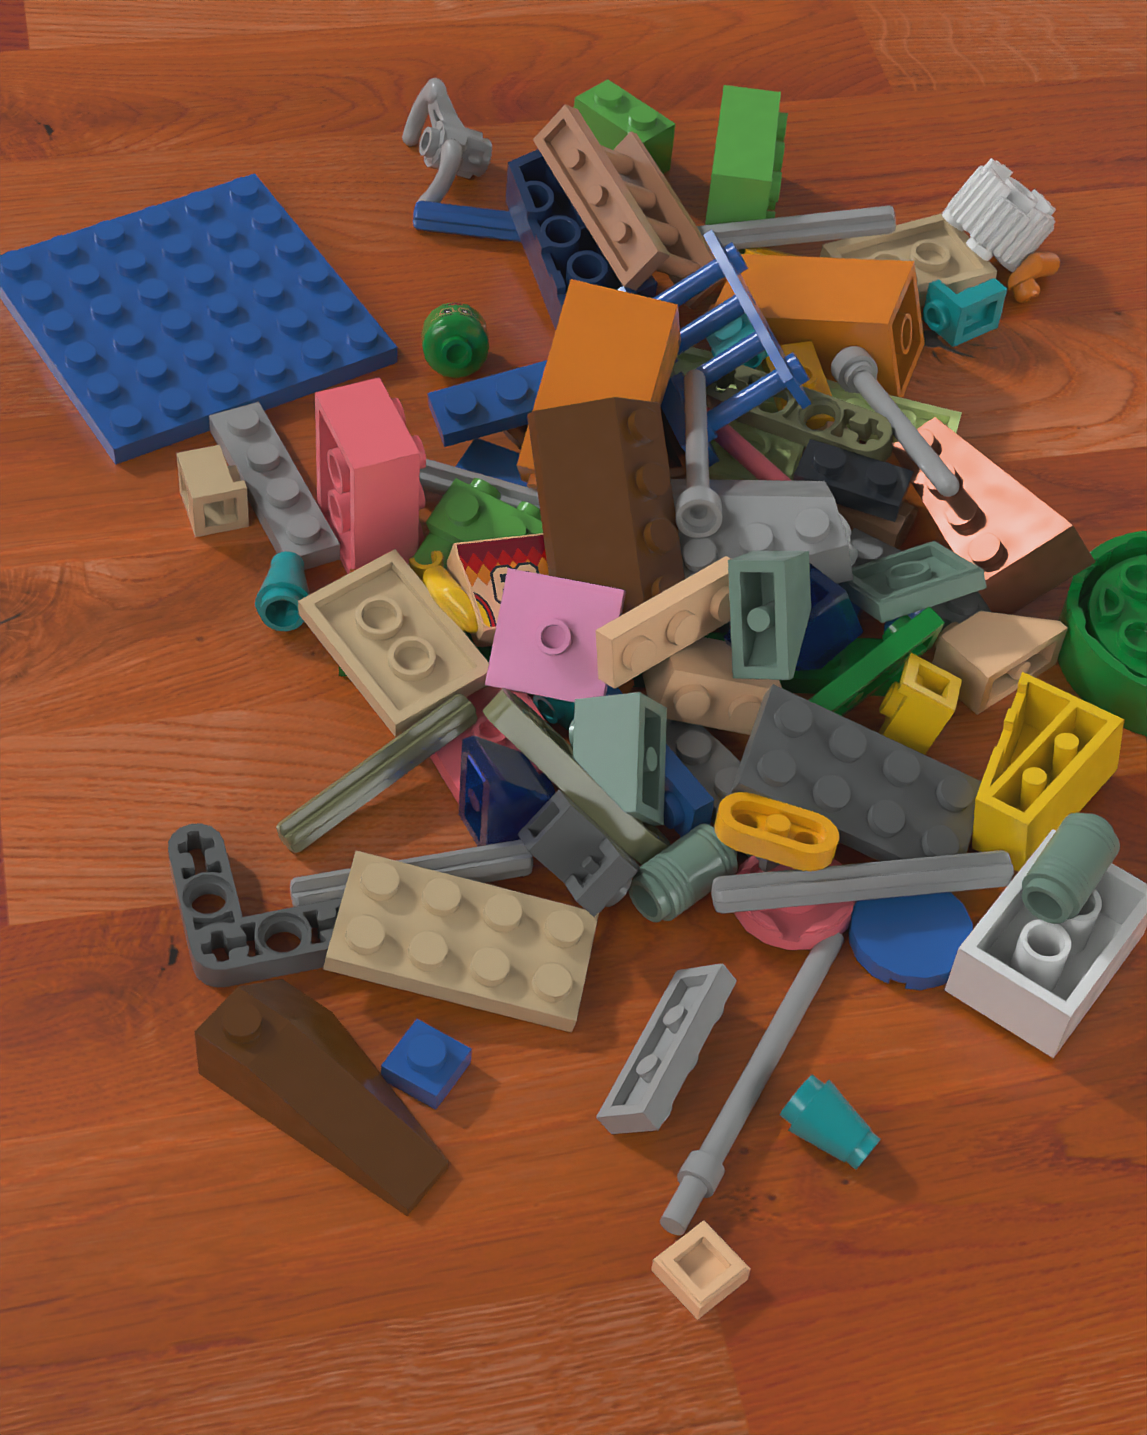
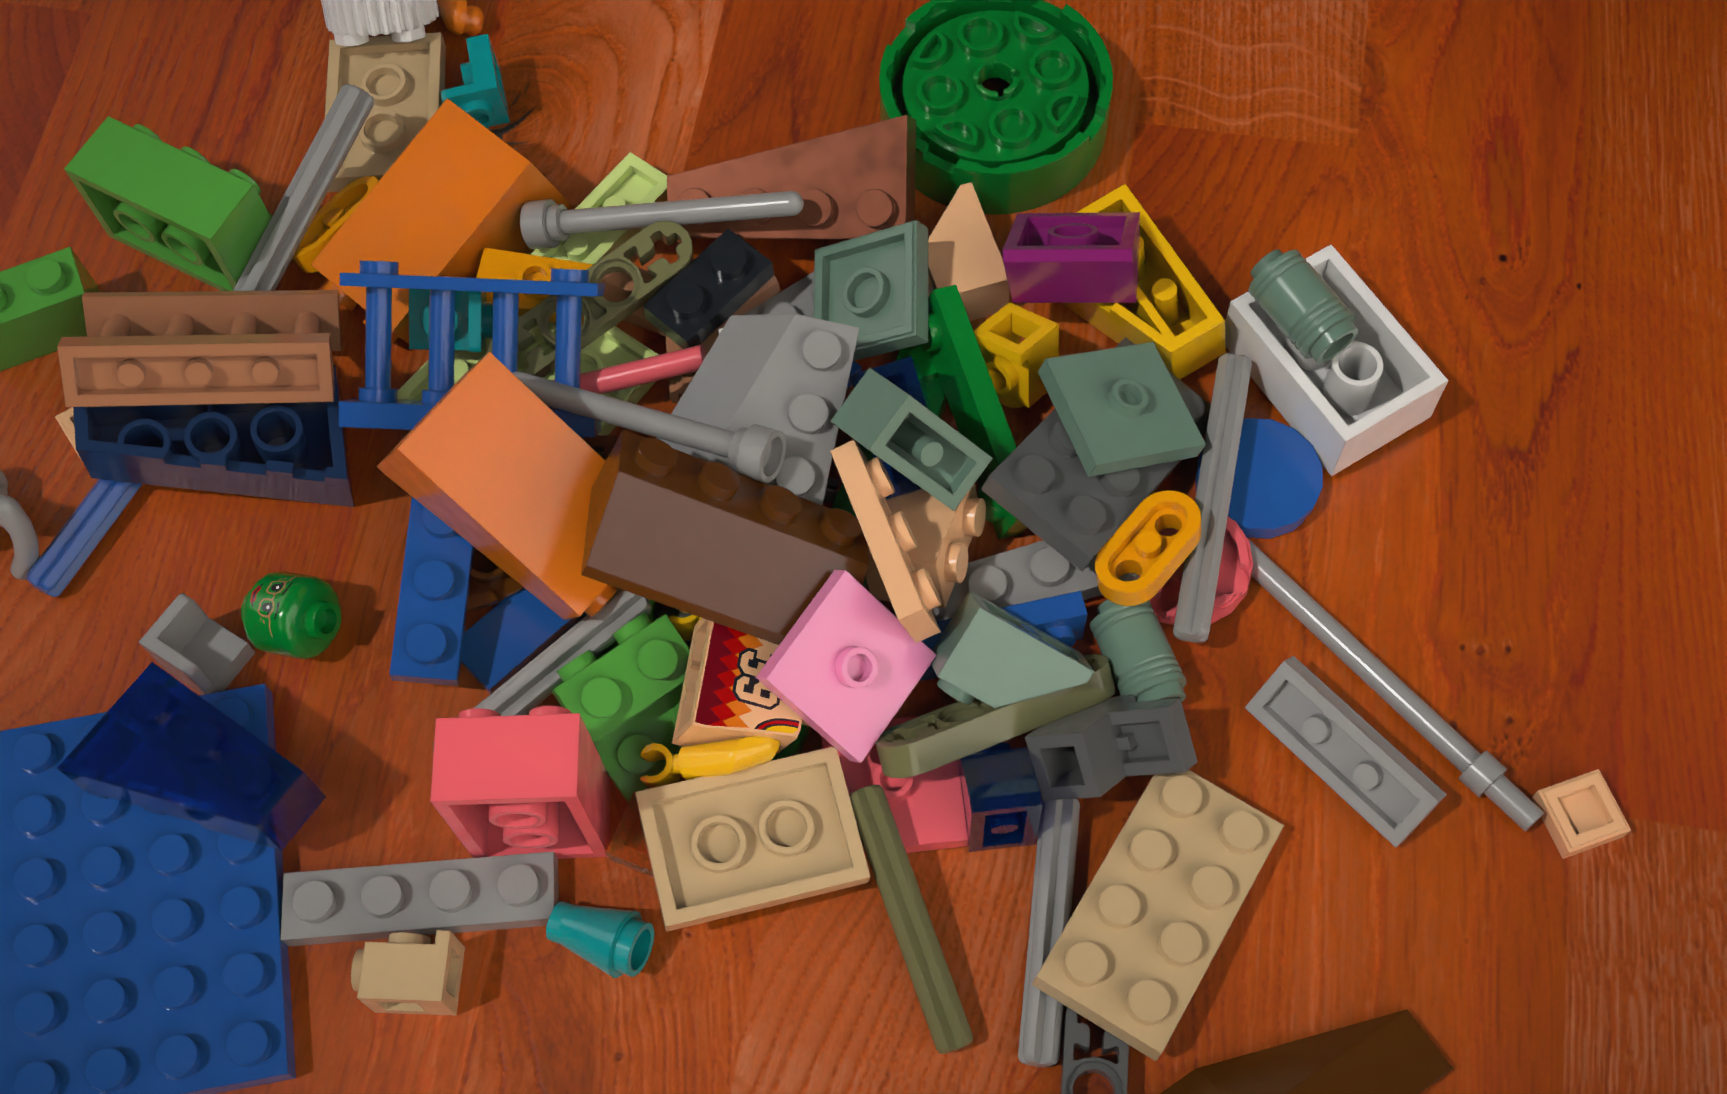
camera: 60 degrees left, 15 degrees up
(315, 310) = (192, 762): none -> clear blue wedge
(405, 297) = (196, 647): none -> light grey panel
(426, 1064) = (1286, 992): blue plate -> none
(829, 1122) = (1459, 637): teal cone -> none
(896, 772) = (1121, 408): none -> sand green plate
(1021, 693) = (1073, 257): none -> magenta slope

